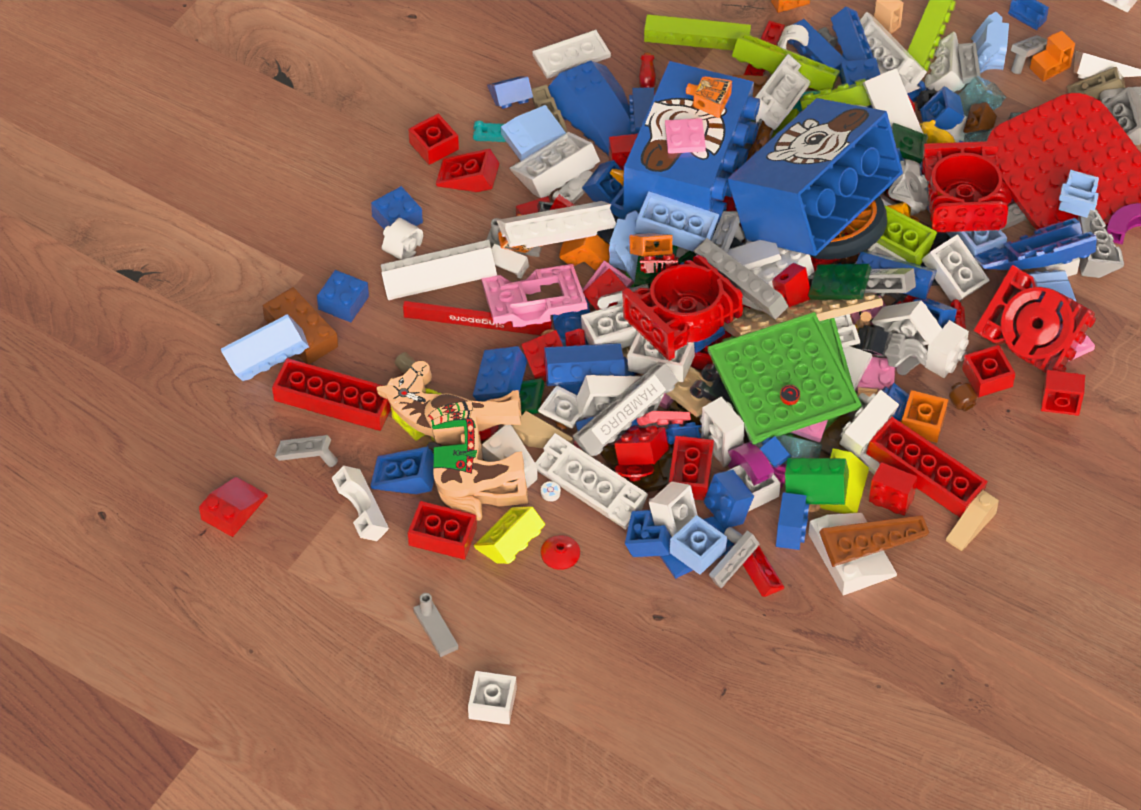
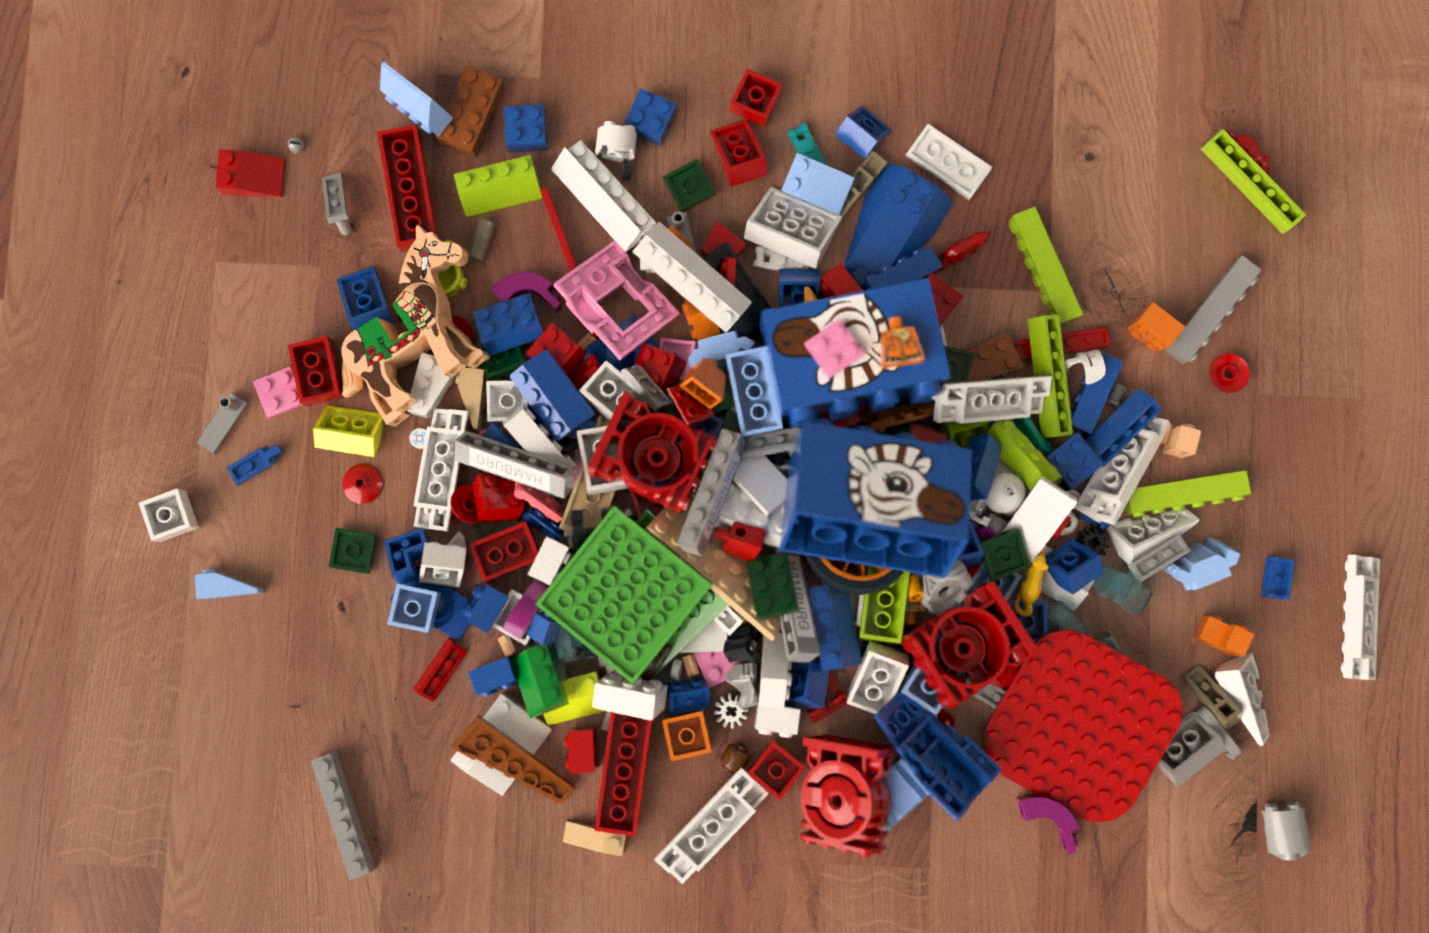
camera: 60 degrees right, 30 degrees up
(233, 464) = (295, 148): none -> light grey hinge
(353, 486) = (322, 266): white arch -> none
(376, 337) = (498, 186): none -> lime slope
(427, 247) = (627, 168): none -> black tile
(438, 573) = (278, 392): none -> bright pink plate
(470, 215) = (689, 185): none -> dark green plate
(472, 356) = (526, 282): none -> magenta arch
(489, 619) = (254, 463): none -> blue hinge
(581, 689) = (219, 585): none -> light blue slope
(615, 581) = (352, 550): none -> dark green plate
(738, 554) = (441, 649): light grey piece -> none
(773, 509) = (507, 645): none -> light nougat piece
(789, 395) = (601, 612): black tile -> none
(843, 691) = (343, 815): none -> light grey brick
(922, 380) = (729, 718): none -> white gear
(980, 118) = (1087, 607): reddish brown slope -> none
(1012, 435) = (712, 826): none -> white slope
(1025, 49) = (1220, 607): light grey piece -> none
(1063, 392) = (787, 855): red brick -> none
(1079, 194) = (1037, 758): light blue plate -> none
(1107, 256) = (1000, 798): light grey wedge -> none

